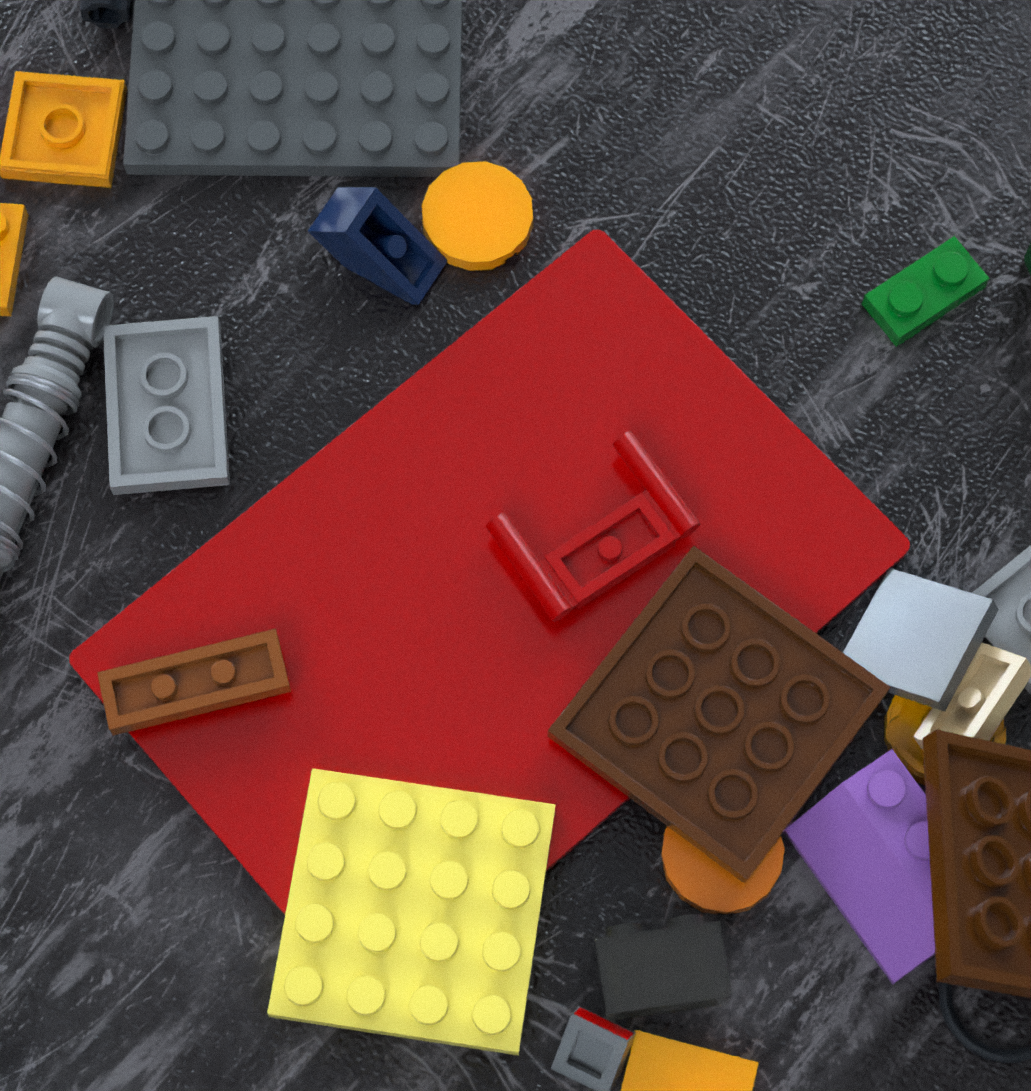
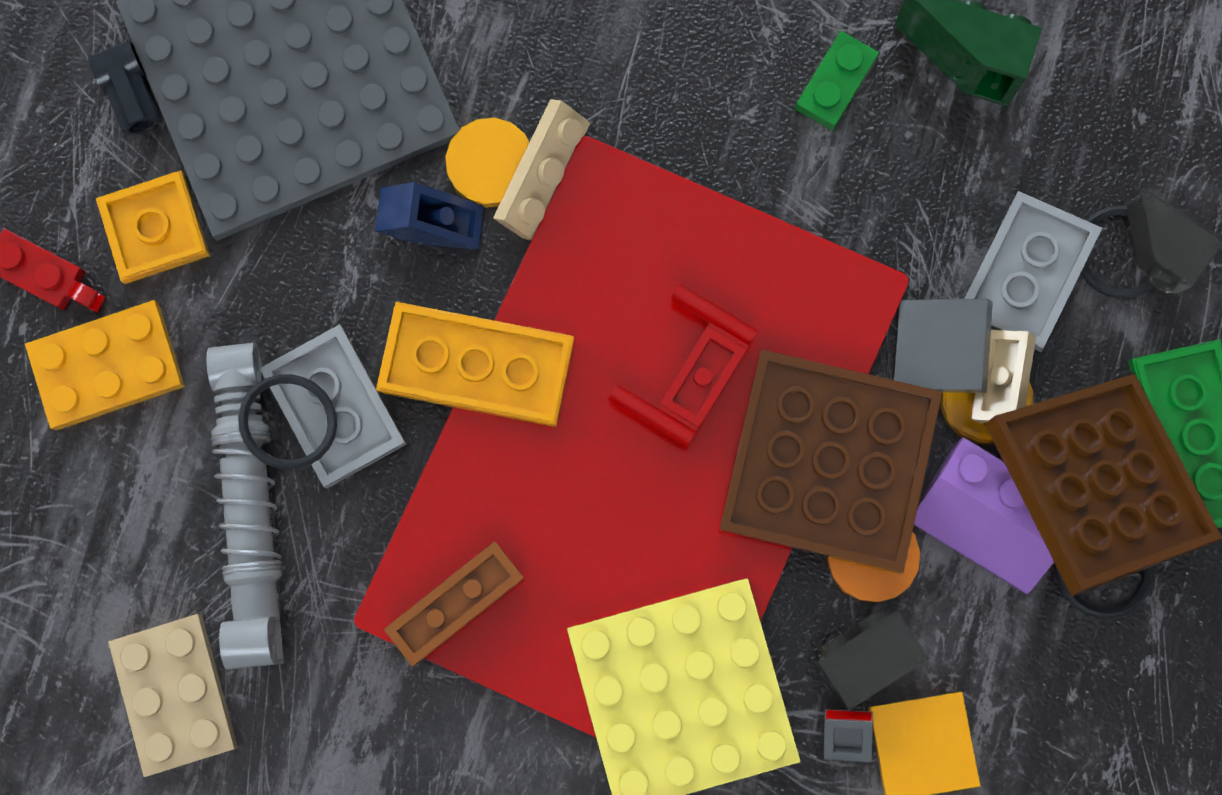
camera: 20 degrees left, 10 degrees up
(81, 438) = (281, 463): none -> black tyre
(352, 426) = (475, 364): none -> light orange tile
(531, 243) = (541, 169): none -> tan plate

